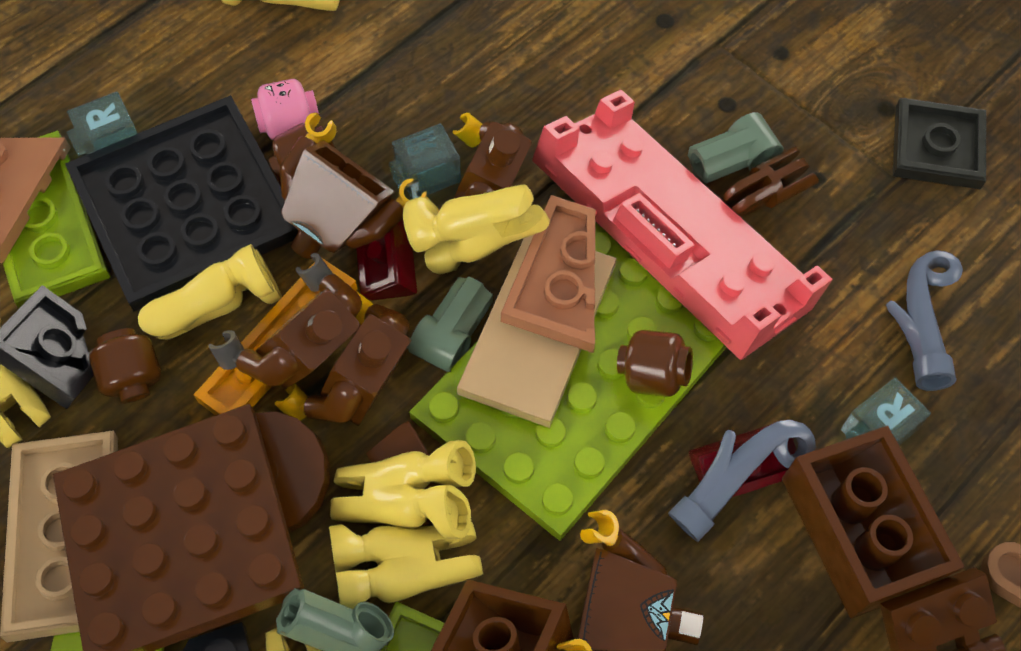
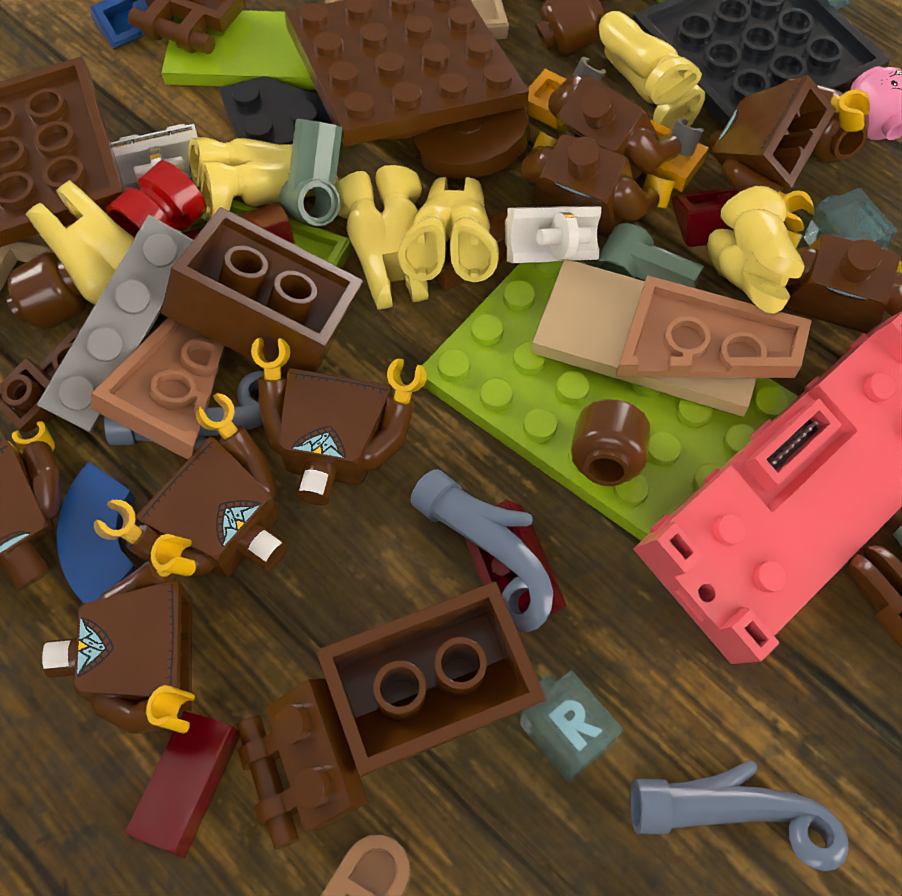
camera: 90 degrees right, 0 degrees up
(434, 393) = (552, 233): none -> white hips

